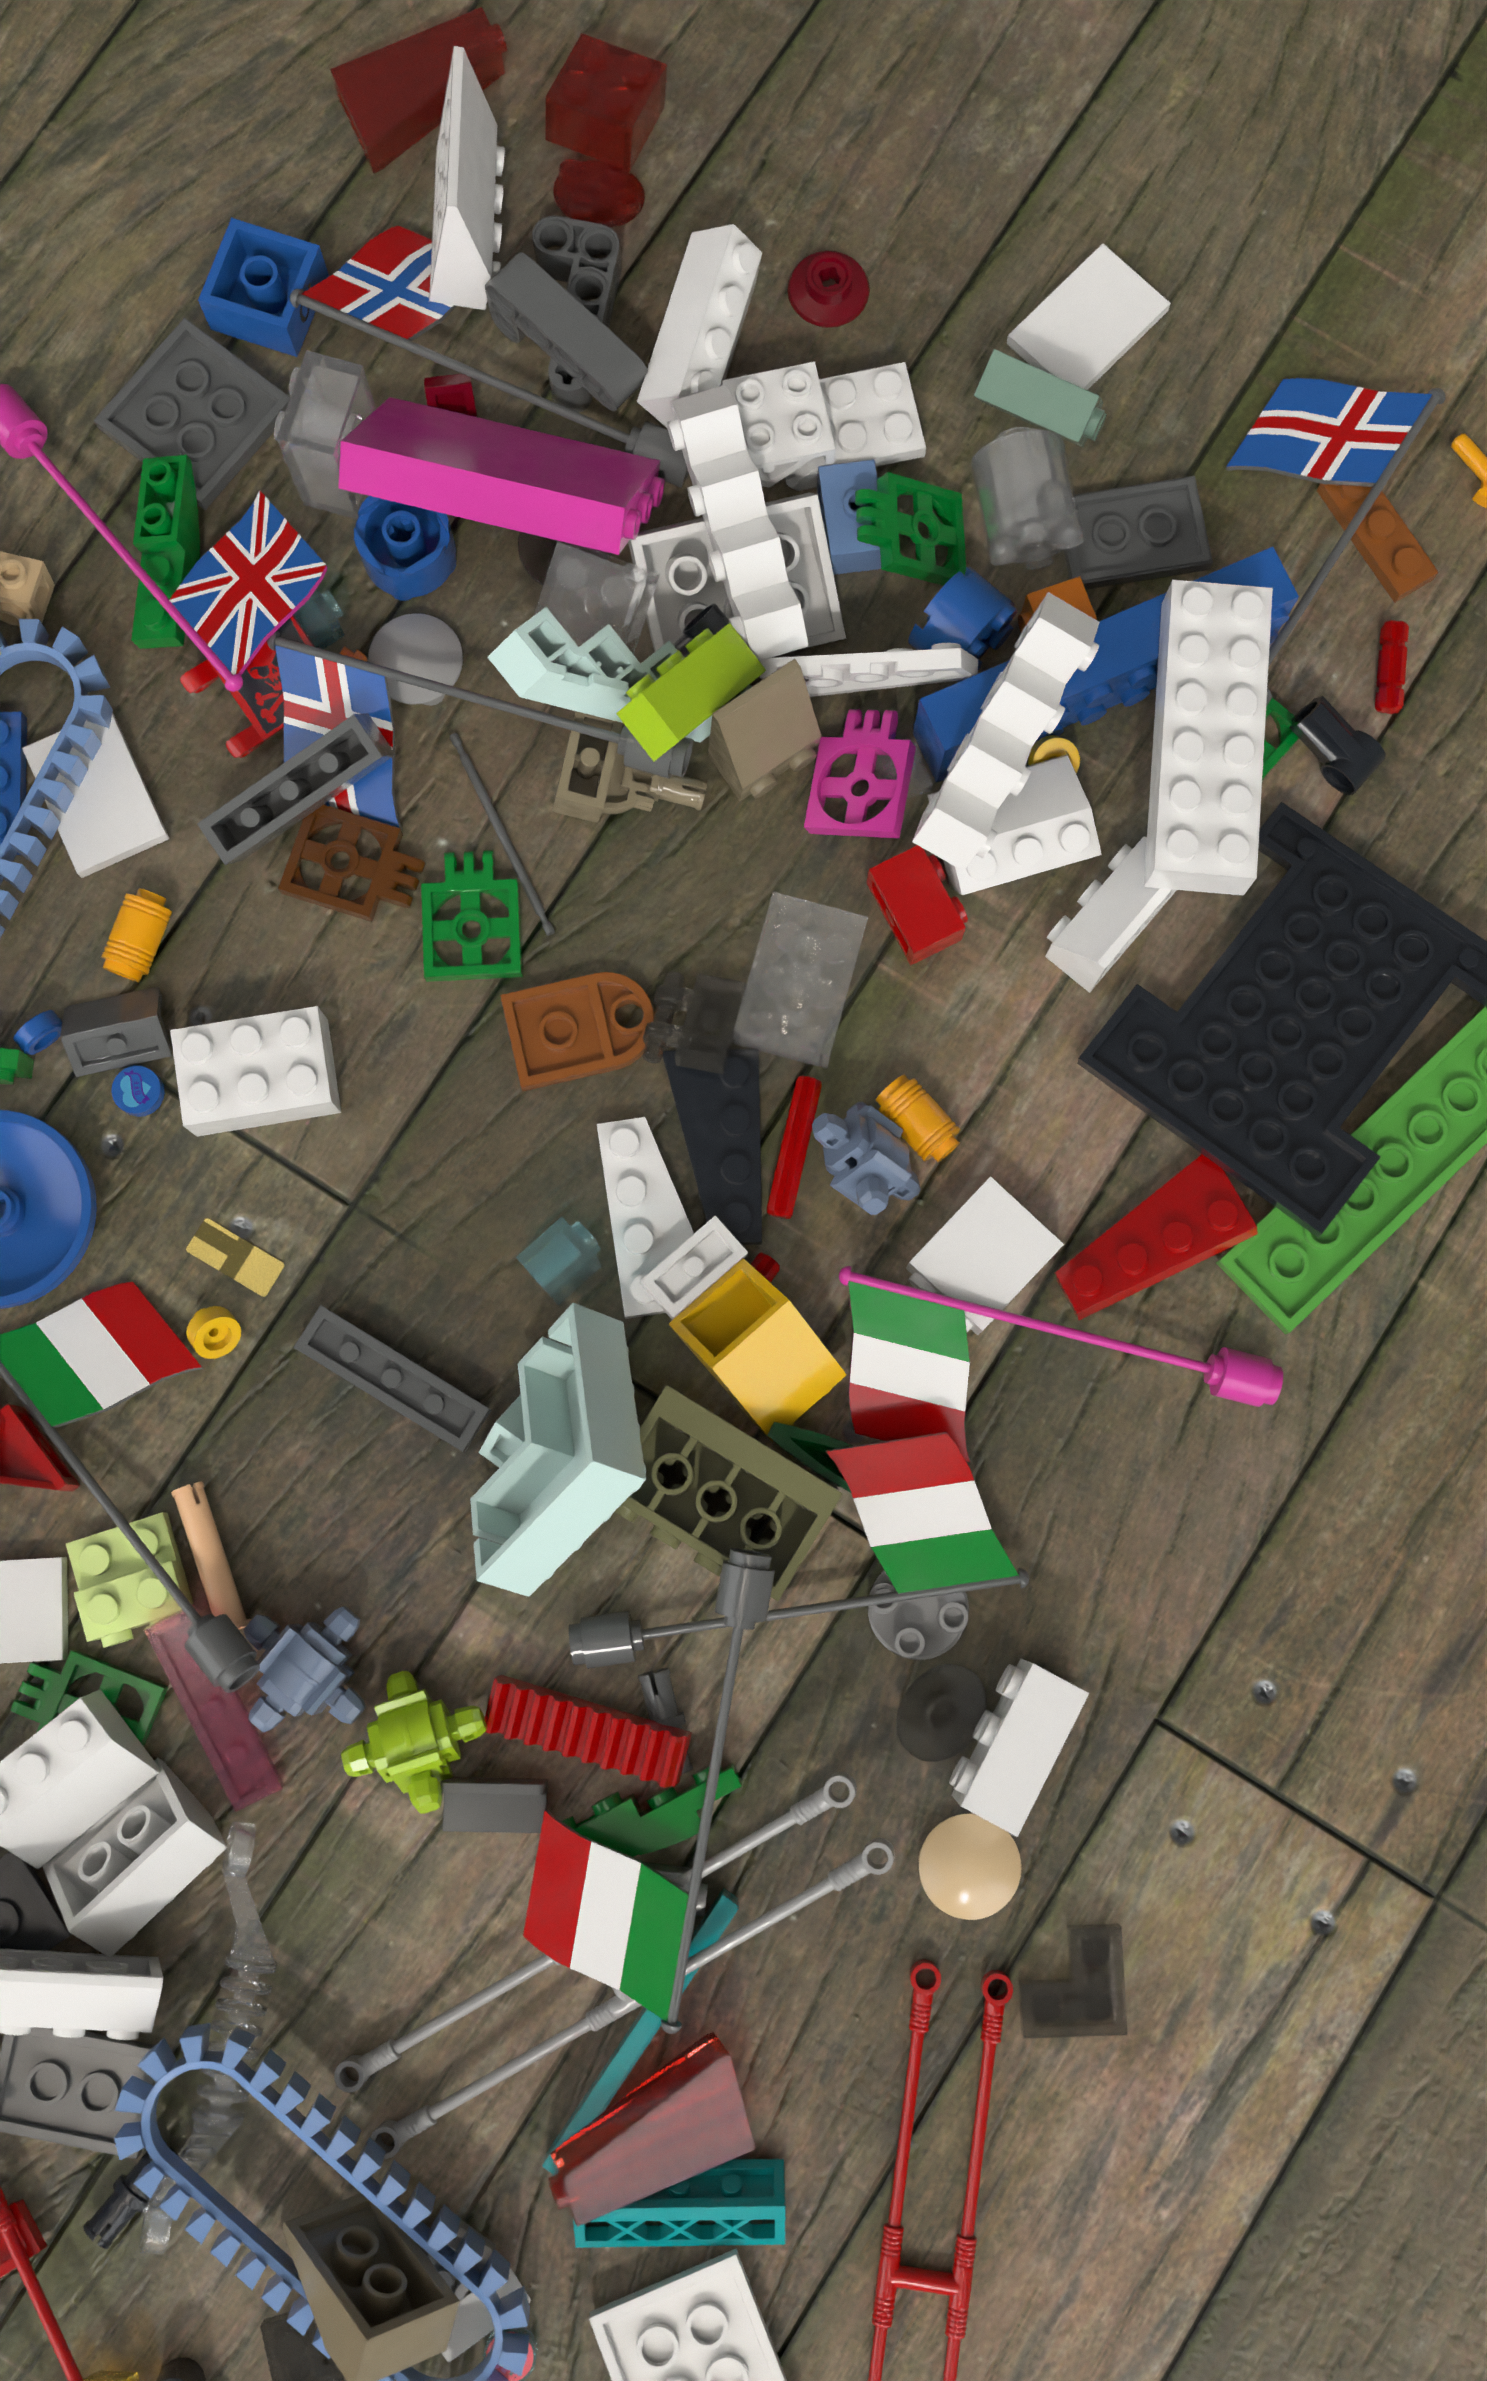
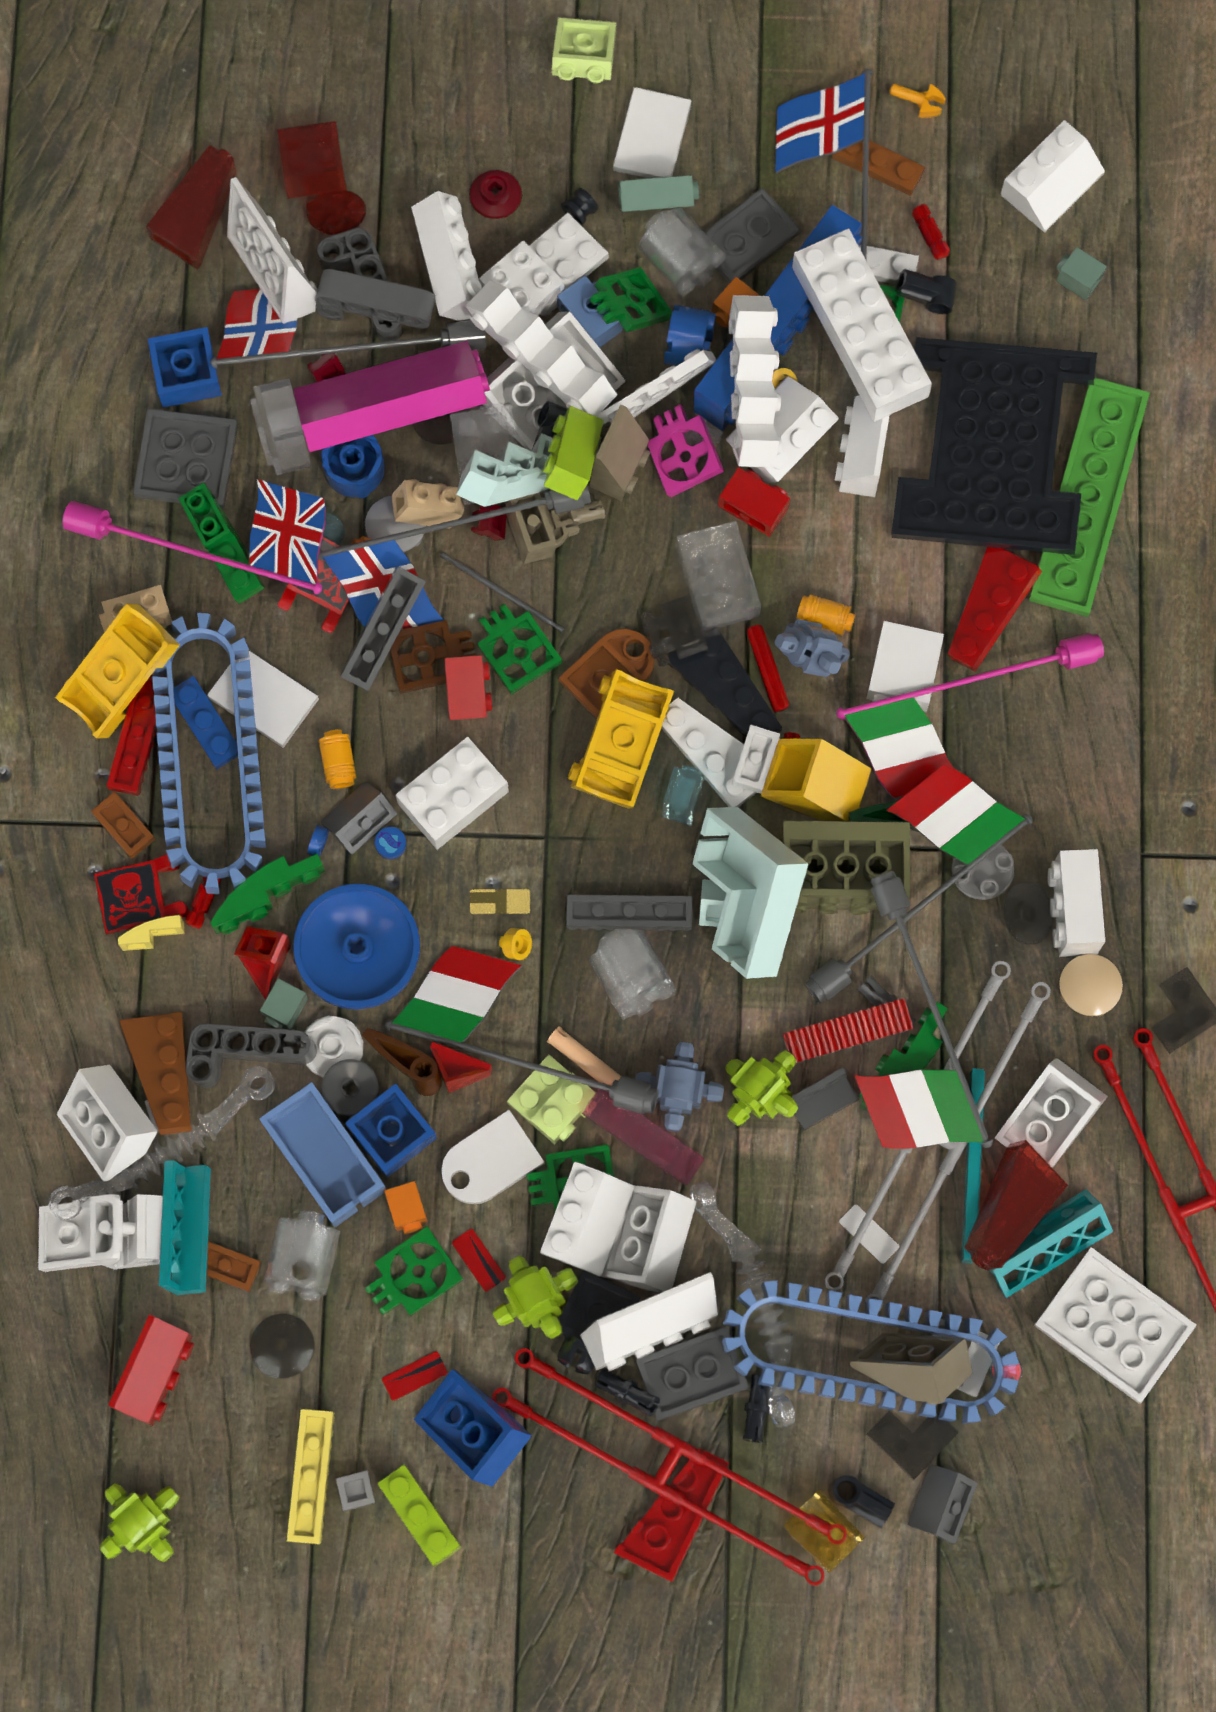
camera: 30 degrees left, 5 degrees down
(335, 1468) = (631, 972): none -> clear cylinder
(363, 937) = (466, 687): none -> red brick
(449, 2047) = (874, 1239): none -> white sticker
(459, 650) = (426, 503): none -> tan brick
(527, 1131) = (621, 739): none -> yellow piece
(540, 737) = (491, 527): none -> dark red tile
(800, 2025) = (1053, 1112): none -> white slope
(928, 364) = (580, 205): none -> black wheel
(1064, 154) = (583, 49): none -> yellowish green plate
(1301, 677) = (888, 264): none -> white plate

